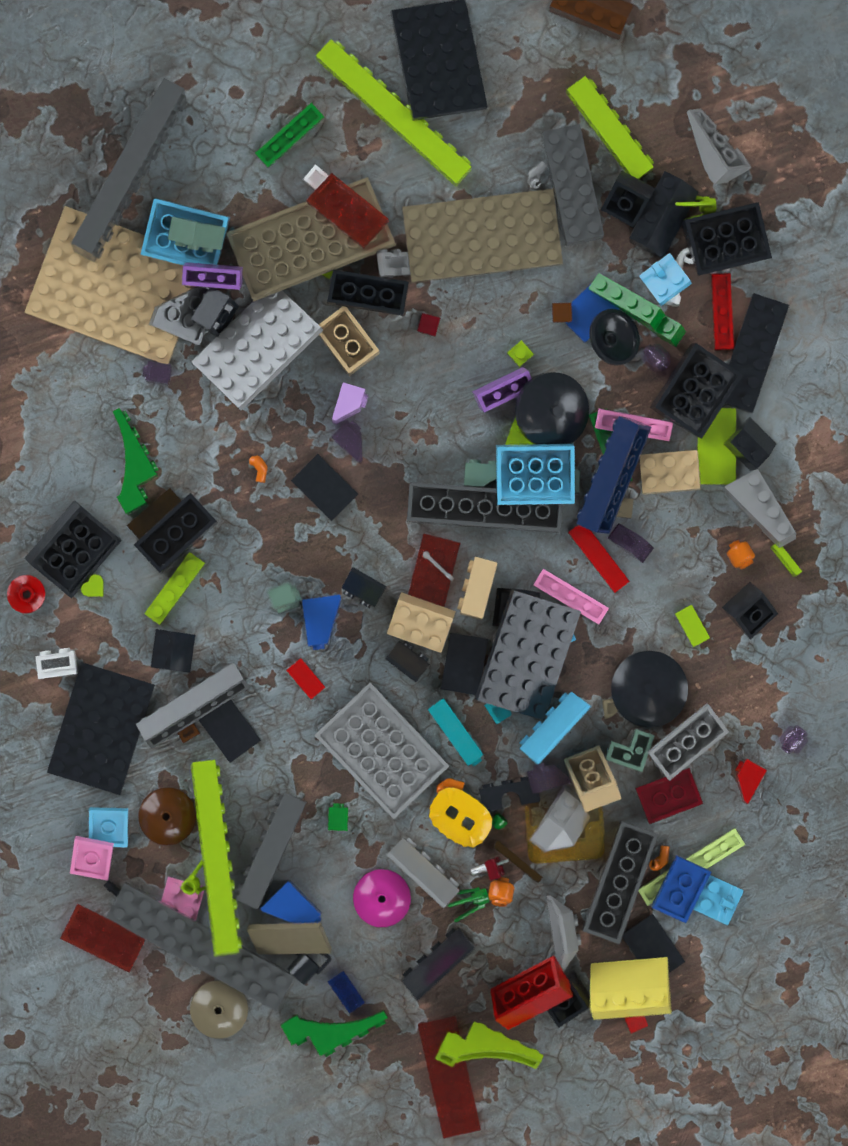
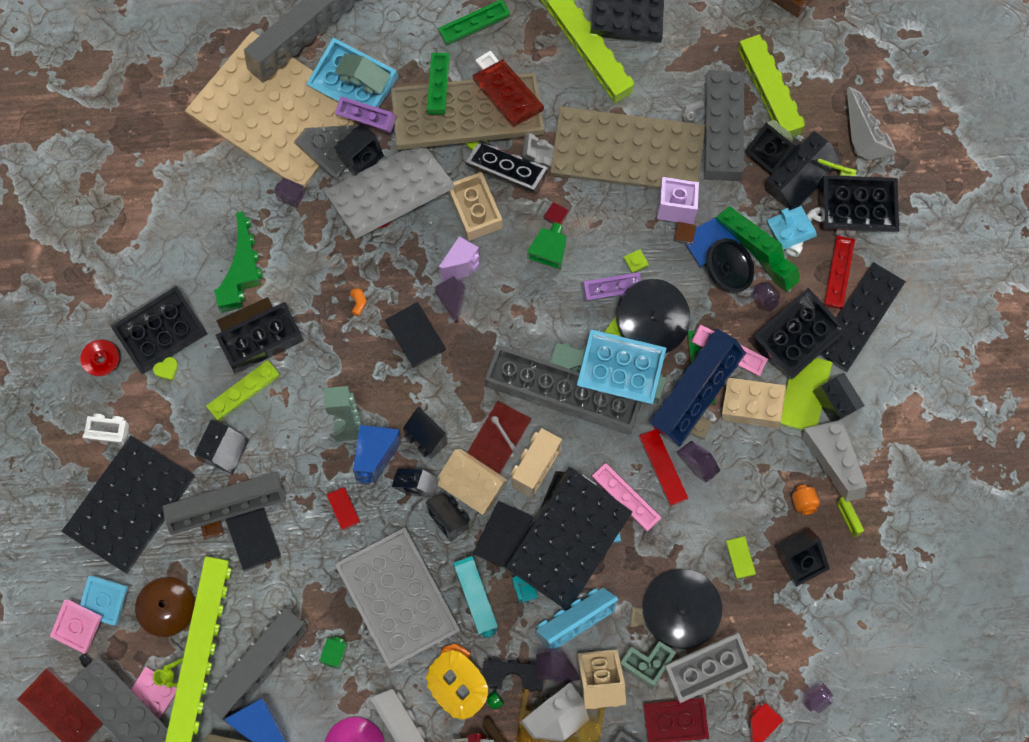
camera: 20 degrees right, 15 degrees down
(273, 217) = (438, 83): none -> green plate
(369, 638) = (415, 482): none -> black brick
(431, 362) = (548, 247): none -> green torso
(546, 280) = (678, 200): none -> lavender slope

